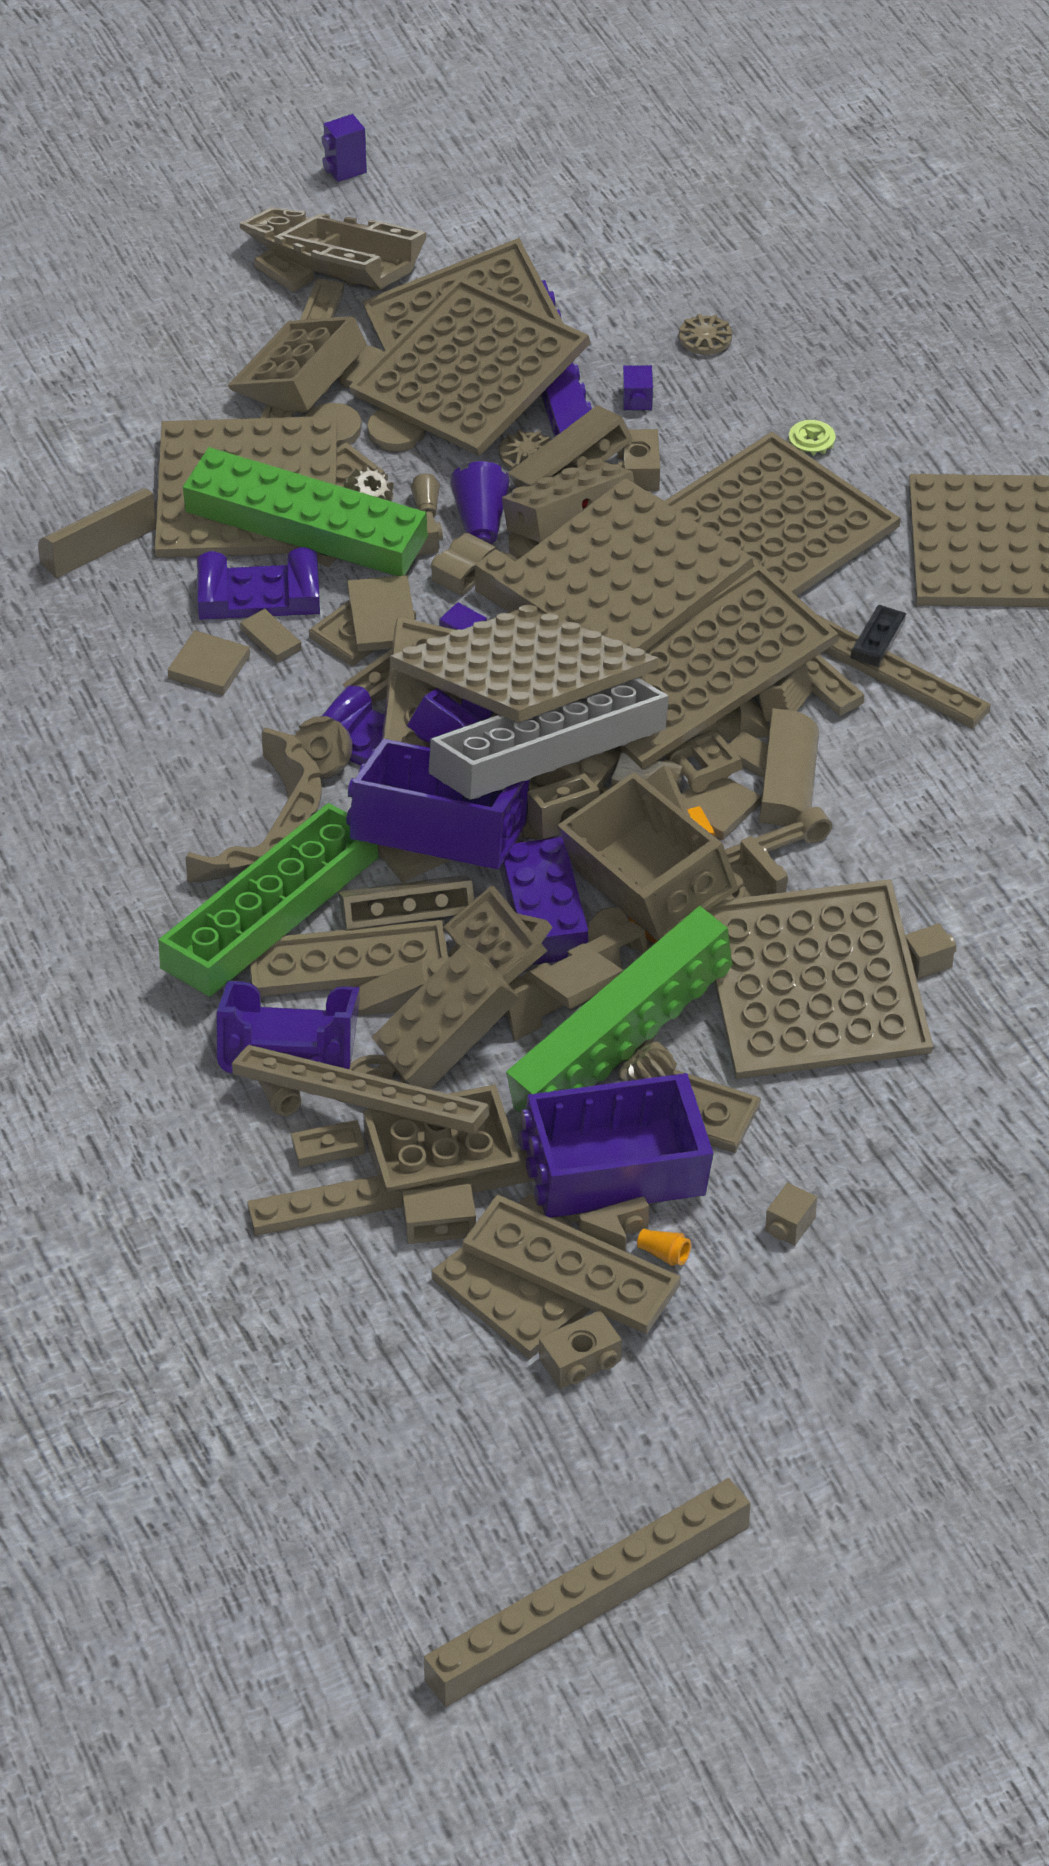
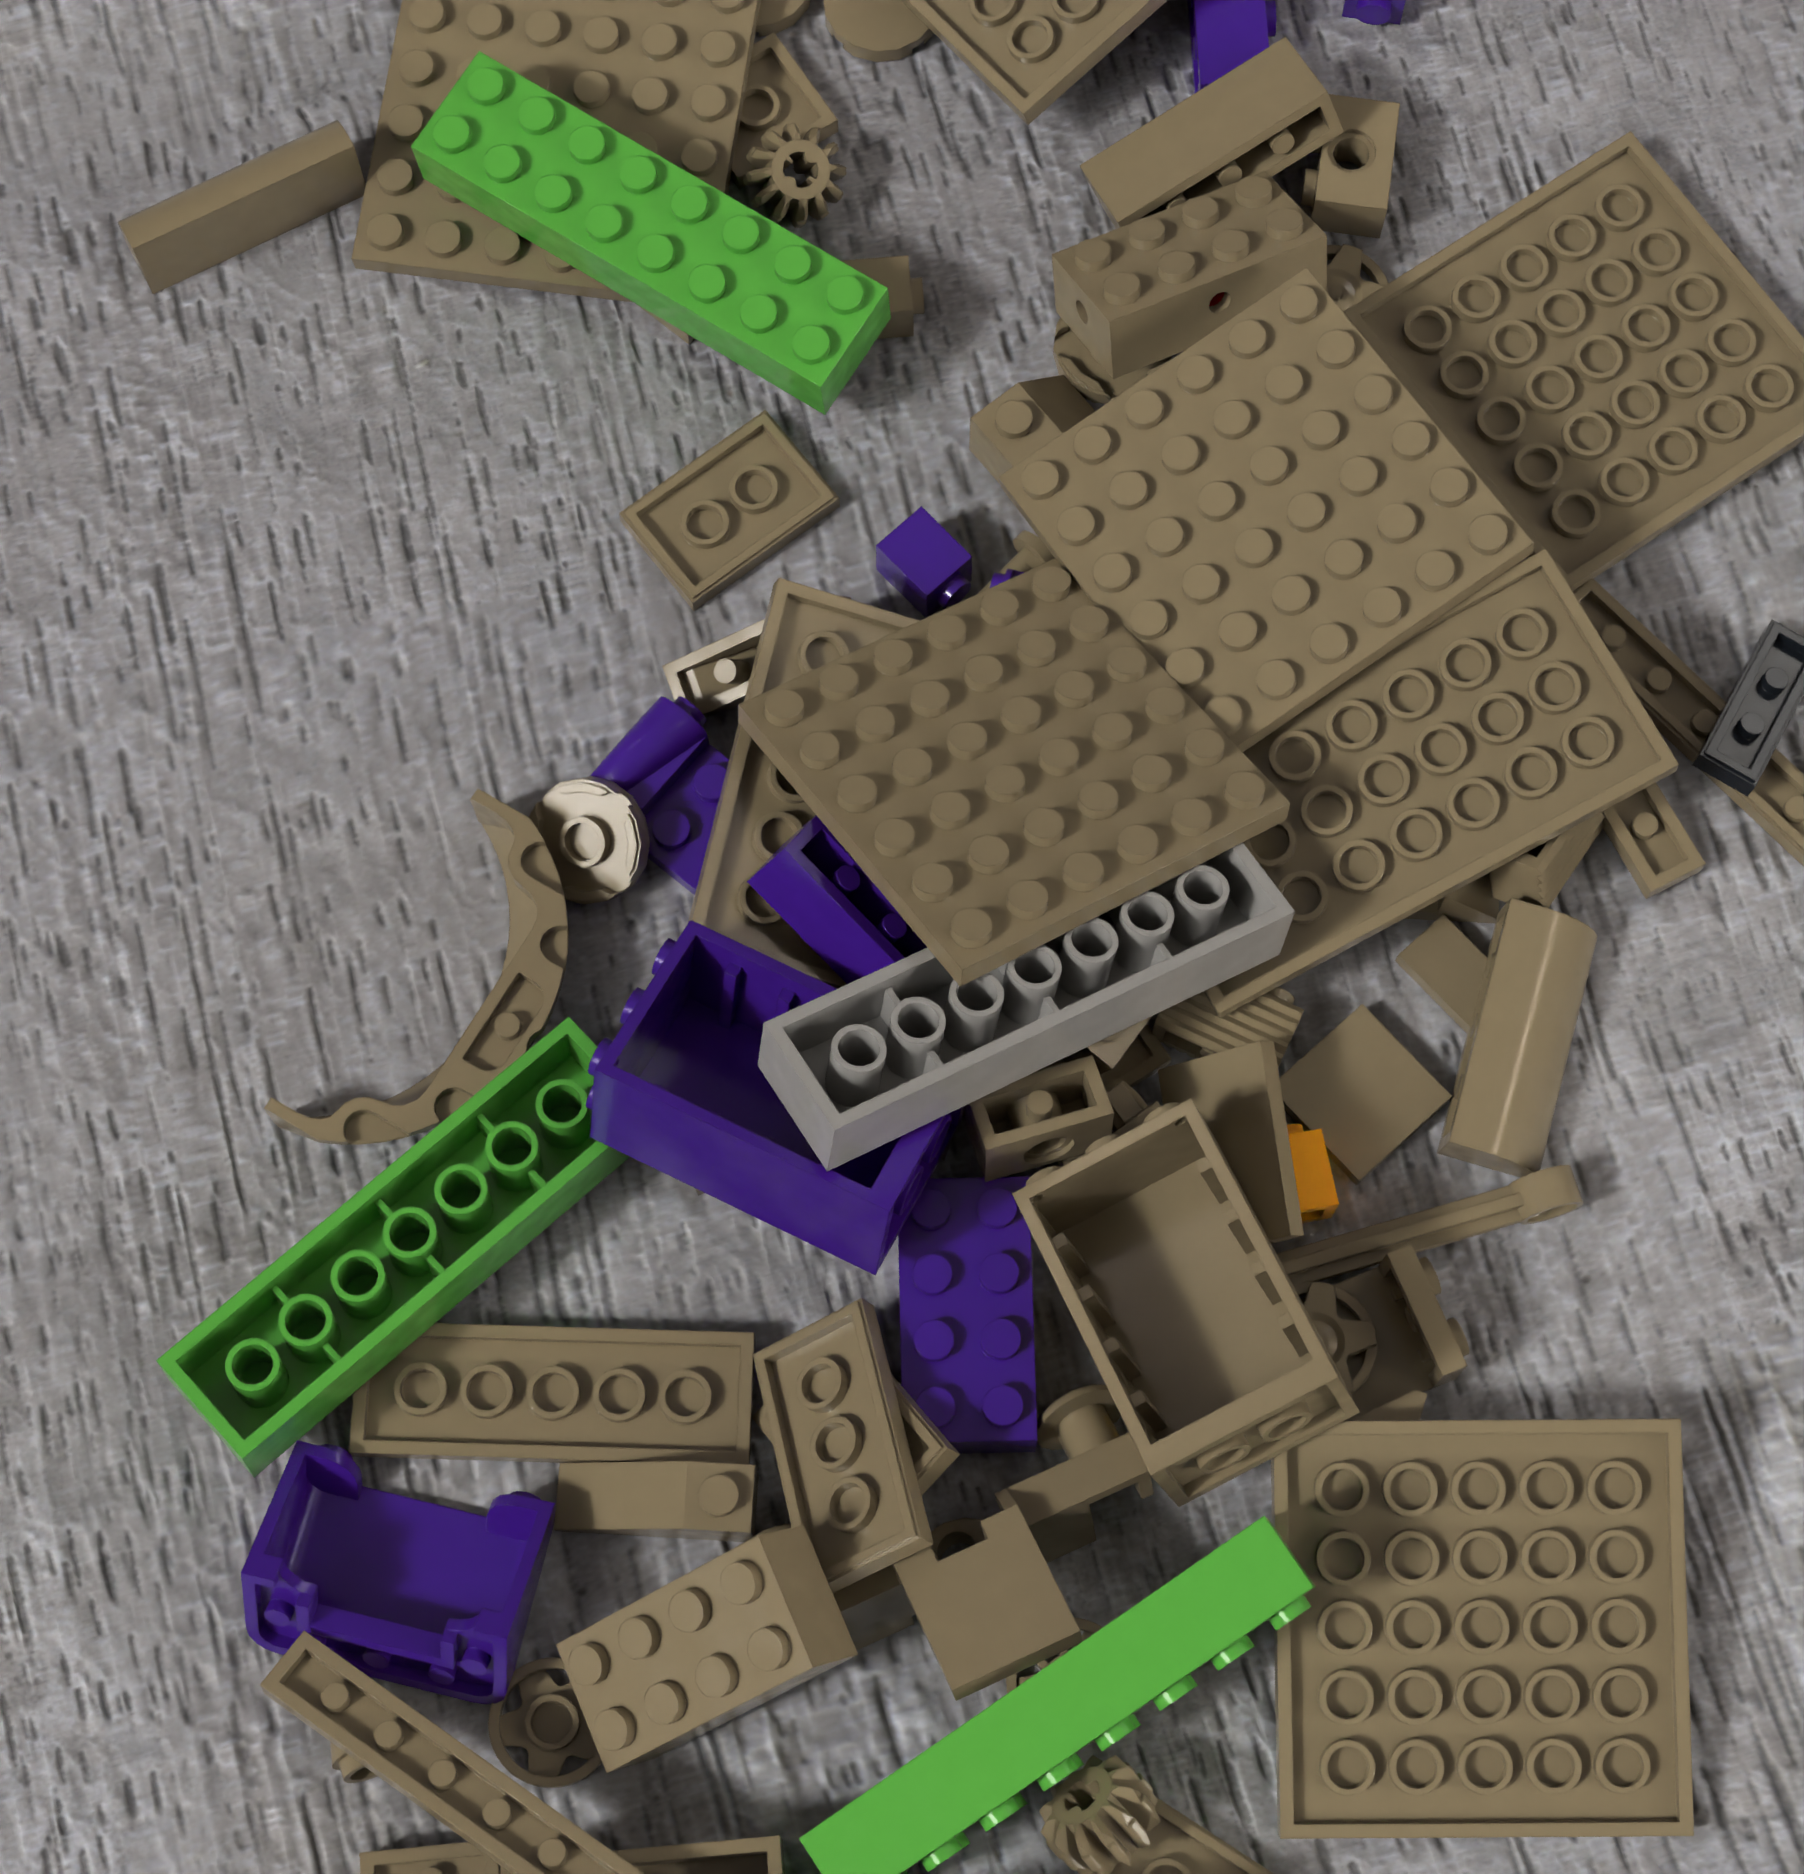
camera: 10 degrees right, 25 degrees up
(208, 662) = (410, 564): dark tan tile -> none
(248, 590) = (536, 387): dark purple piece -> none
(270, 635) = (543, 513): dark tan tile -> none
(375, 608) = (768, 499): dark tan tile -> none
(405, 901) = (685, 1272): dark tan brick -> none
(426, 492) = (909, 194): dark tan cone -> none
(456, 565) = (950, 387): dark tan brick -> none
(479, 498) = (1009, 241): dark purple cone -> none
(522, 449) = (1128, 98): dark tan wheel -> none
(712, 753) = (1376, 999): dark tan plate -> none
(815, 430) = (1715, 128): yellowish green gear -> none
(931, 950) = (1732, 1572): dark tan brick -> none

